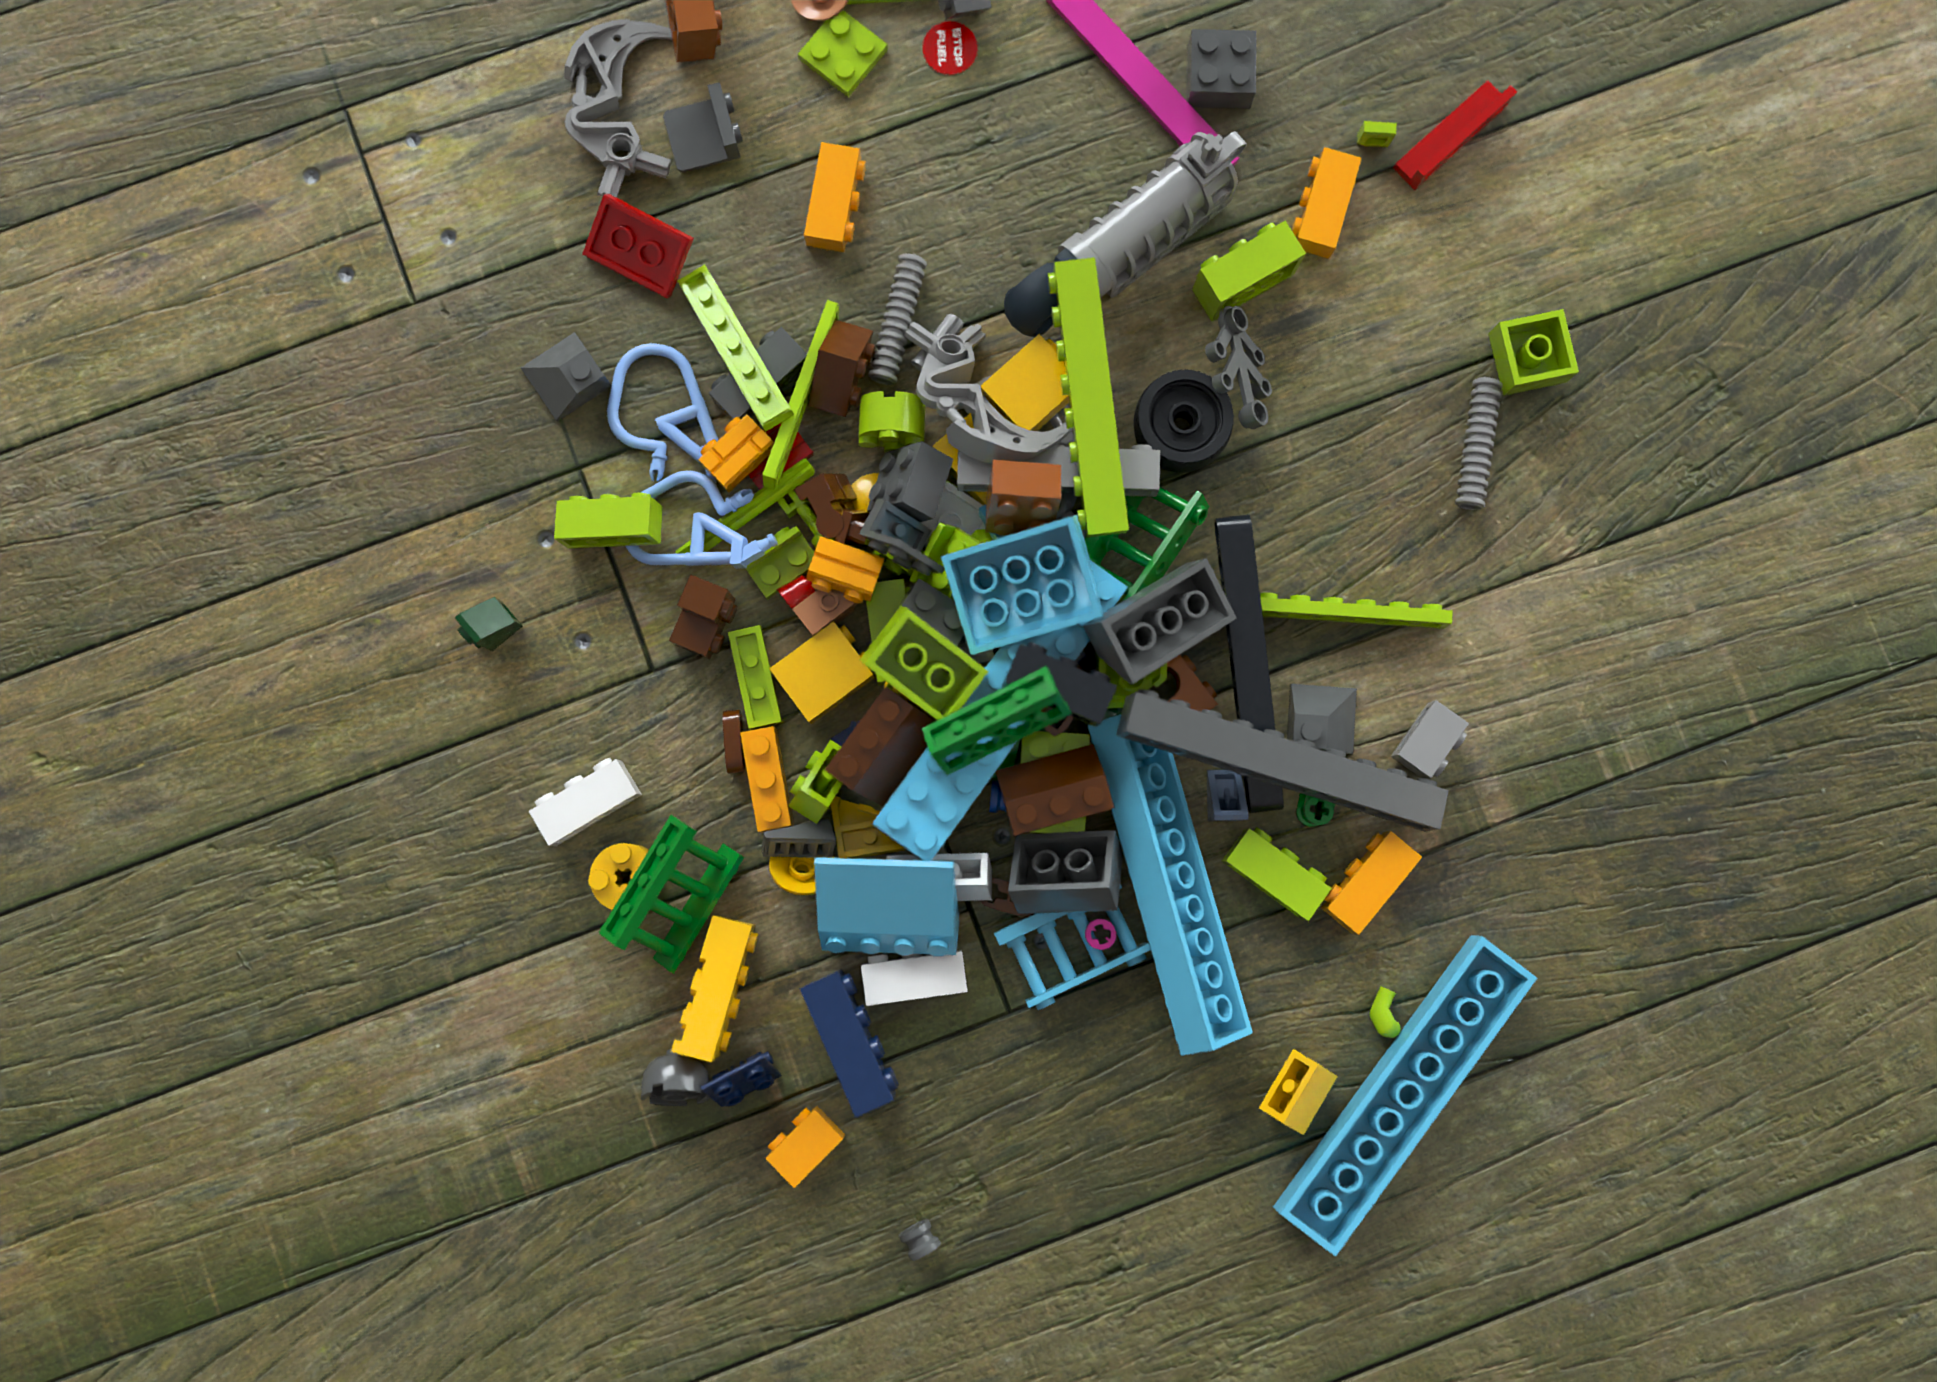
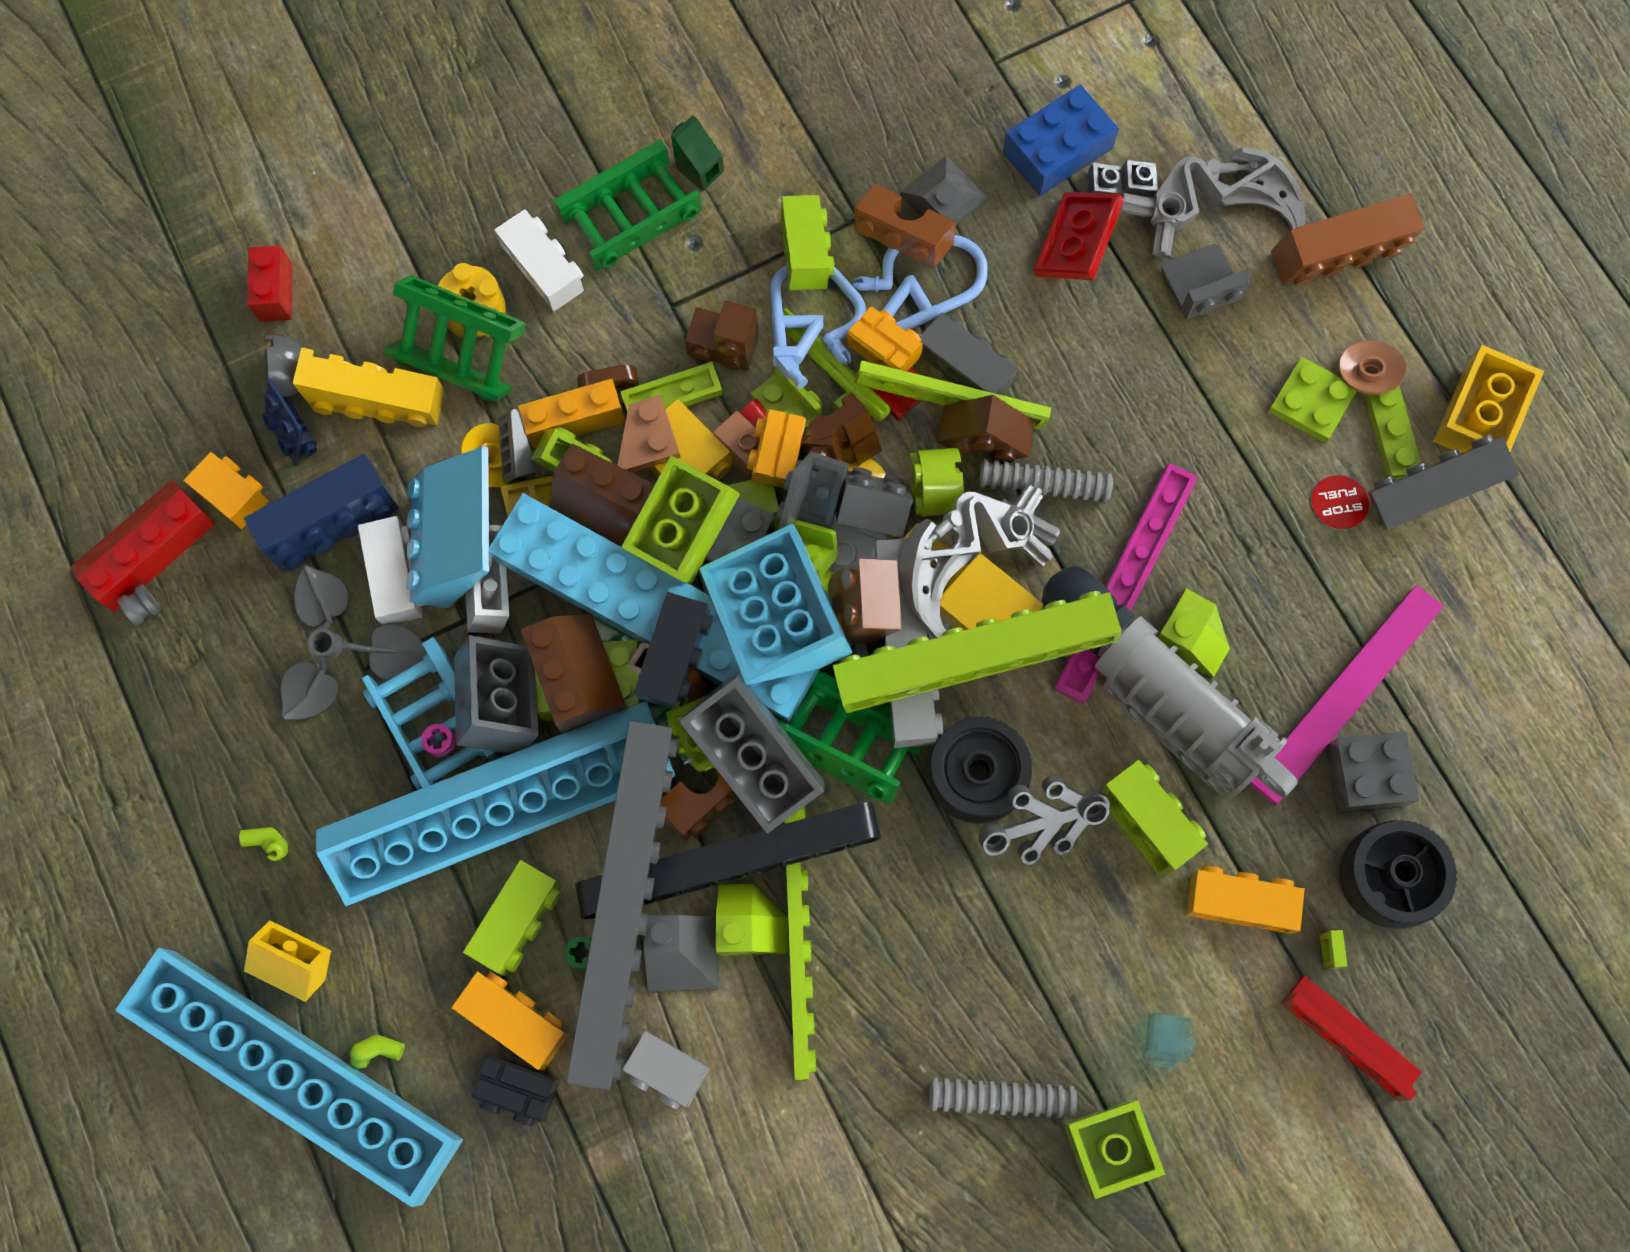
camera: 90 degrees right, 10 degrees down
(516, 730) = (615, 180): none -> green fence
(524, 247) = (1060, 140): none -> blue brick
(573, 1094) = (269, 283): none -> red brick
(576, 193) = (1131, 178): none -> flat silver slope
(623, 402) = (922, 239): none -> dark orange arch
(735, 348) = (988, 330): tile -> none
(809, 701) = (647, 436): none -> nougat wing
(834, 197) = (1160, 405): light orange brick -> none
(851, 1239) = (142, 545): none -> red slope
(977, 238) = (1133, 569): none -> dark pink tile
(992, 718) = (628, 582): green fence -> none
(1026, 1069) = (304, 686): none -> dark grey plant
(1065, 204) = (1196, 633): none -> lime slope
(1173, 1111) = (268, 839): none -> lime arm
(1225, 796) = (583, 857): sand blue slope -> none
(1302, 653) = (749, 922): none -> lime slope
(1314, 88) = (1371, 881): none -> black wheel
(1434, 882) = (516, 1090): none -> black brick
(1442, 290) = (1169, 1040): none -> clear light blue brick

